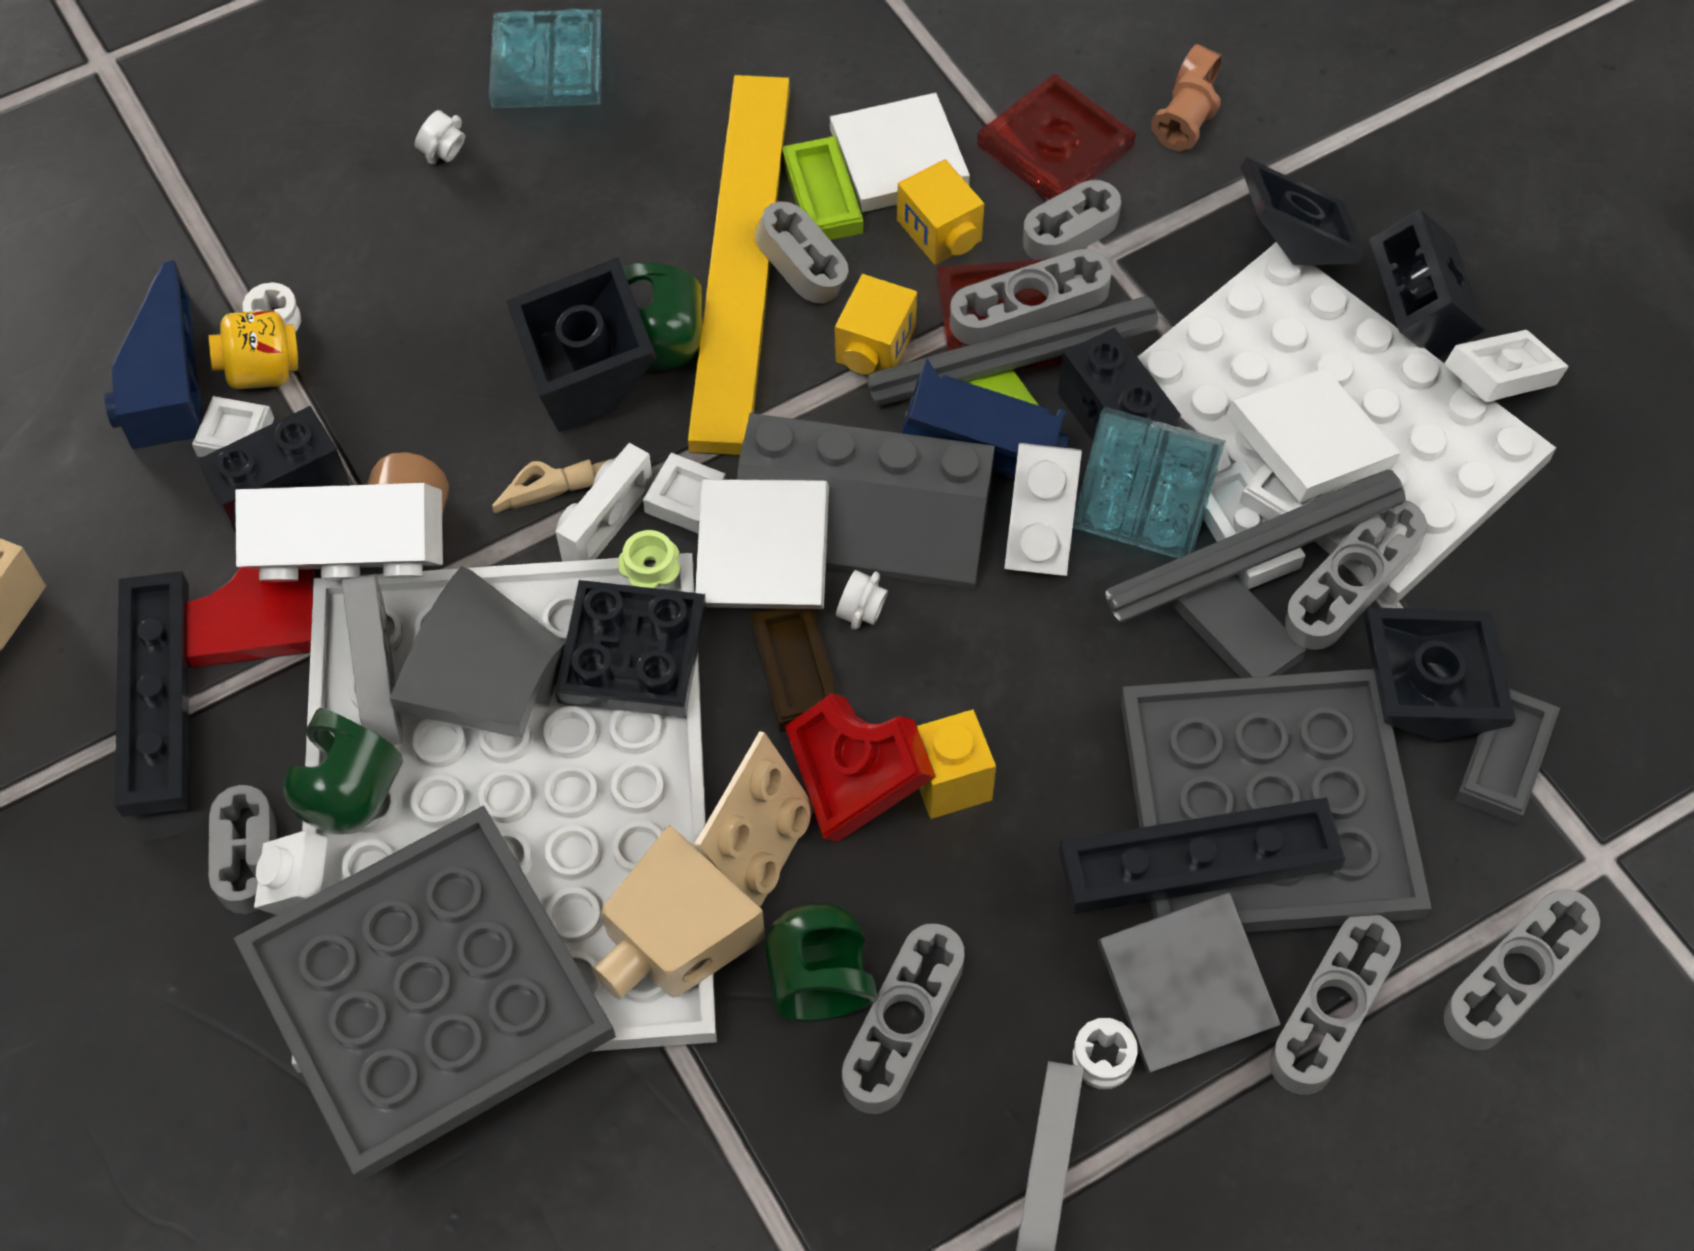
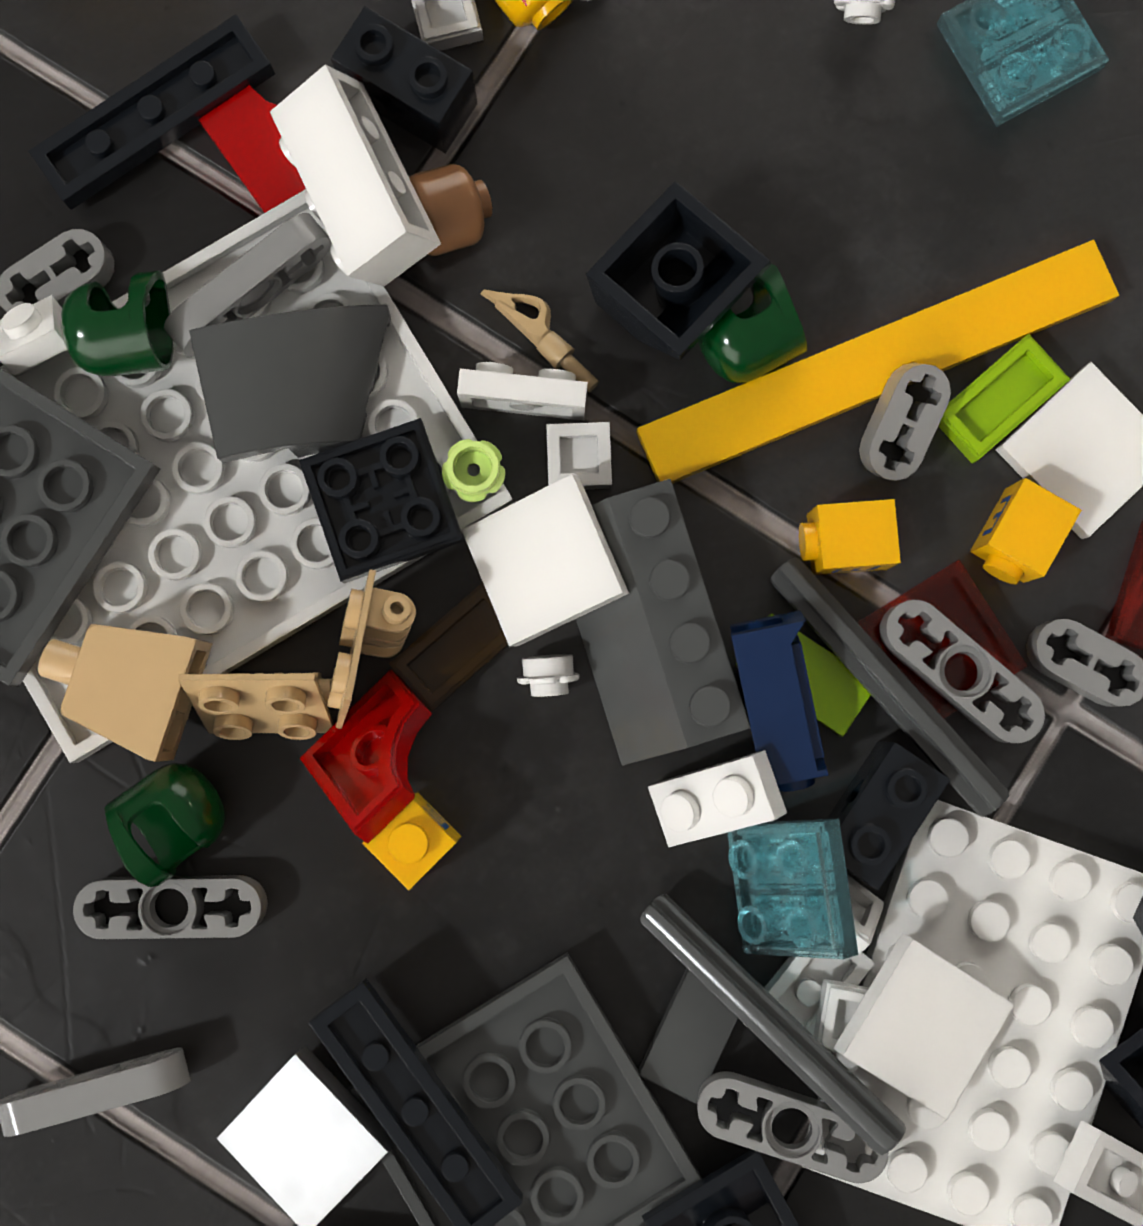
camera: 60 degrees right, 25 degrees up
(748, 700) = (374, 626): none -> tan hinge
(1106, 1032) = (200, 1092): white bush -> none

